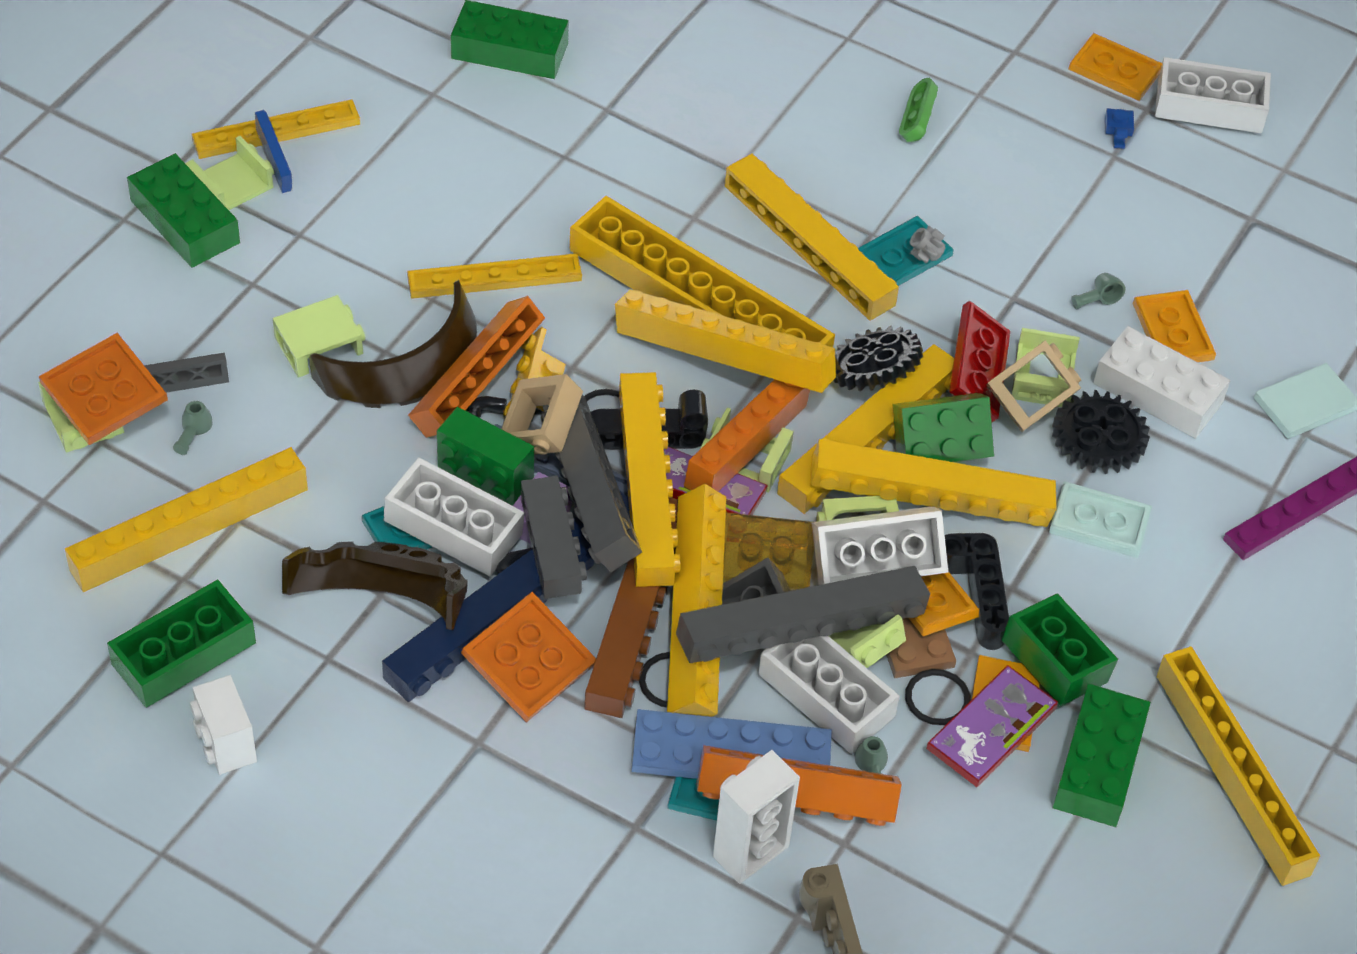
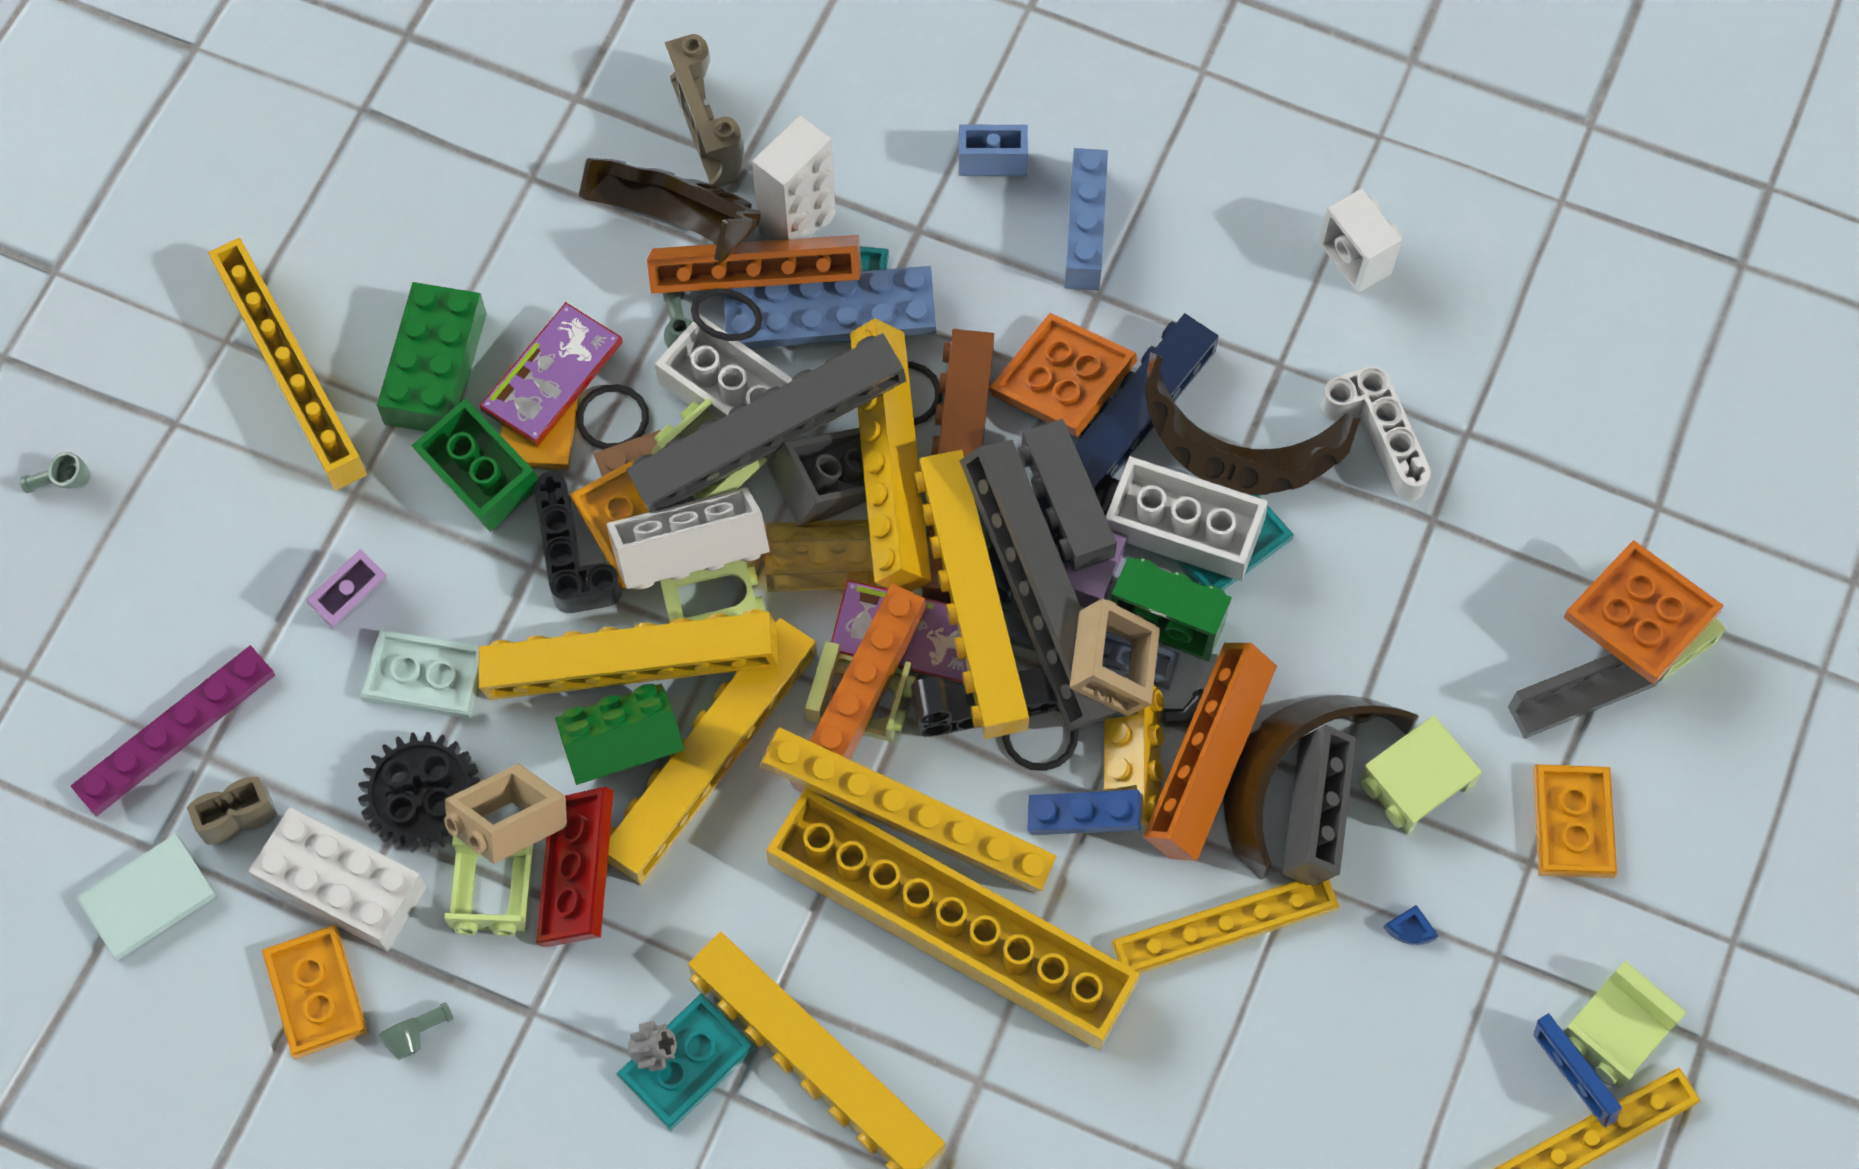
camera: 175 degrees right, 15 degrees up
(181, 643) = (1437, 330): green brick -> none
(183, 210) = (1661, 942): green brick -> none
(186, 519) = (1483, 489): yellow brick -> none
(195, 421) = (1516, 640): sand green bar -> none
(209, 300) = (1574, 821): none -> light orange tile
(253, 584) = (1382, 434): none -> white beam
(357, 256) = (1411, 928): none -> blue tile
(406, 310) = (1319, 806): none -> dark grey brick
(474, 796) = (1086, 219): none -> medium blue brick
(551, 868) = (993, 150): none -> medium blue brick
(585, 344) = (1084, 812): none -> blue plate
(827, 842) = (685, 202): none -> dark brown windscreen
(832, 760) = (721, 335): none -> black piece
(877, 358) = (713, 807): black gear -> none
(1168, 571) = (346, 589): none -> lavender brick
(1247, 430) = (224, 814): none -> dark tan brick

